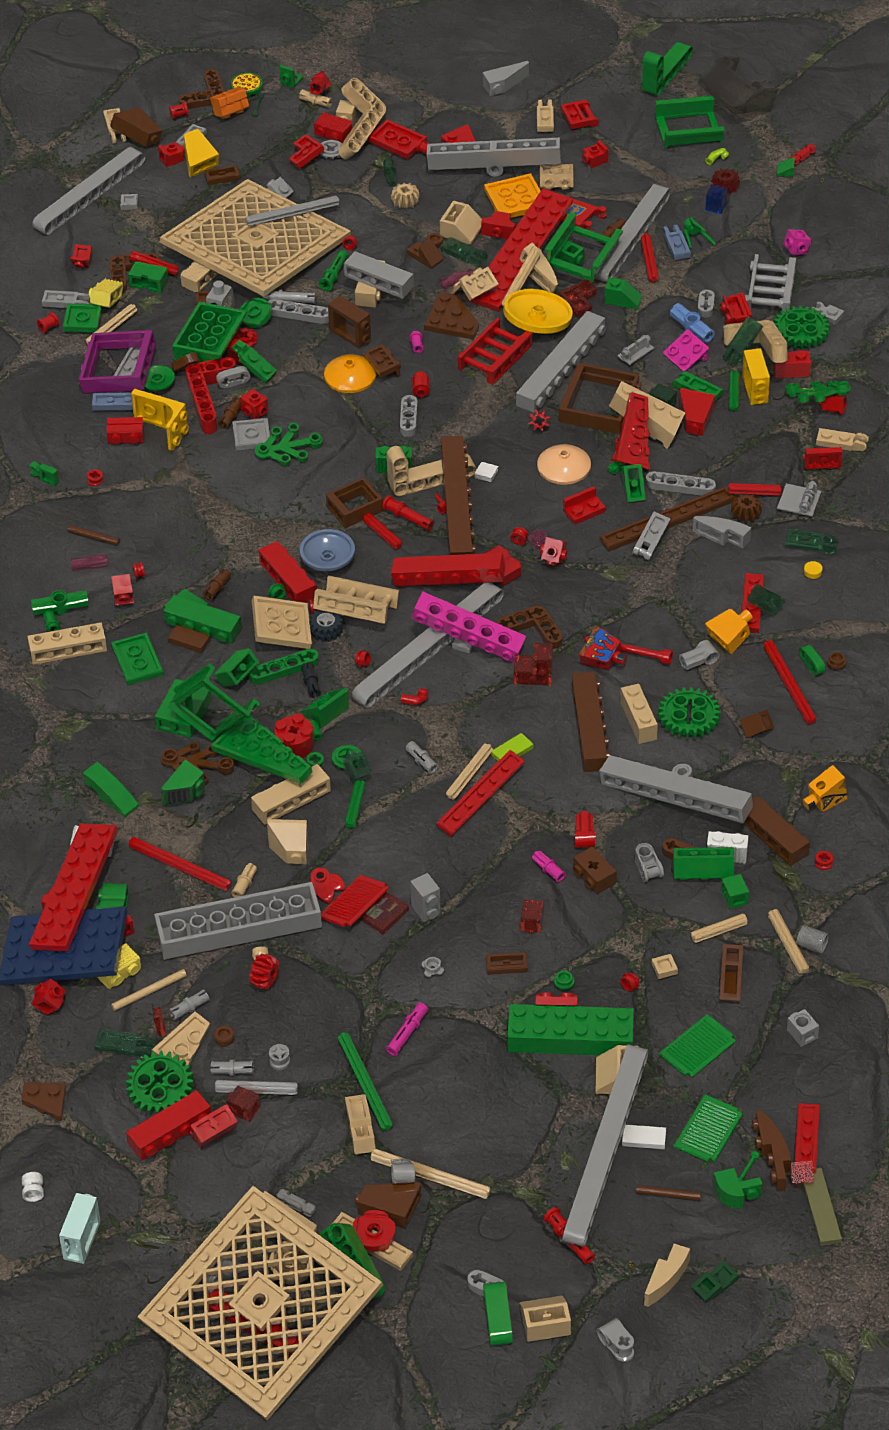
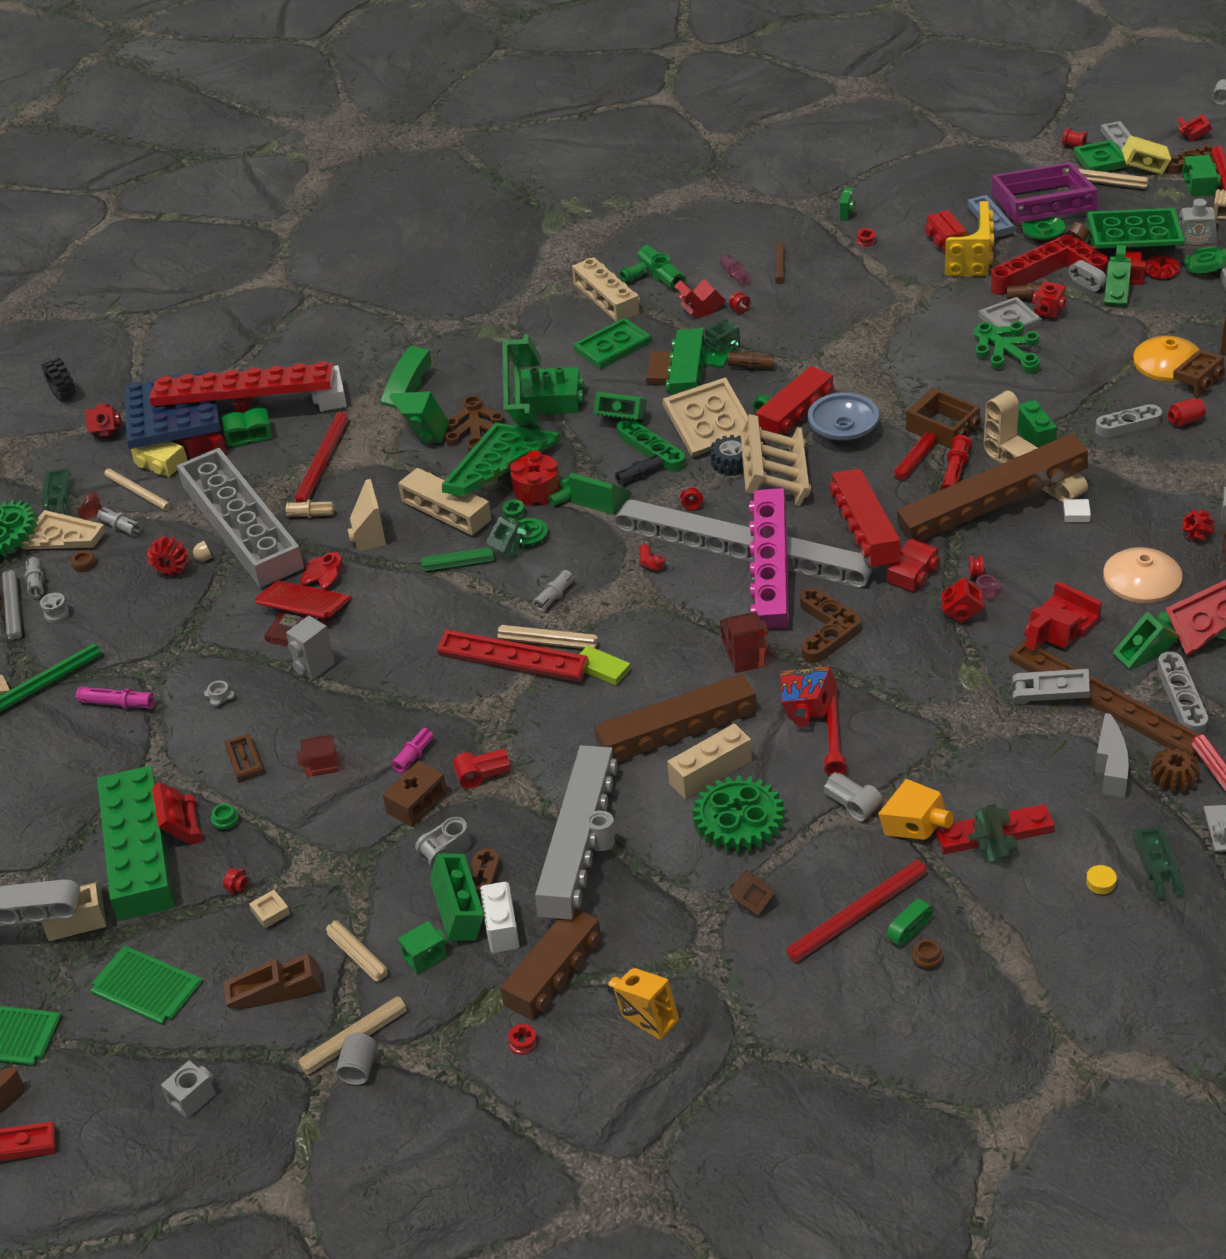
camera: 75 degrees right, 5 degrees down
(186, 591) = (722, 336): none -> clear green brick
(600, 518) = (1051, 625): none -> red brick

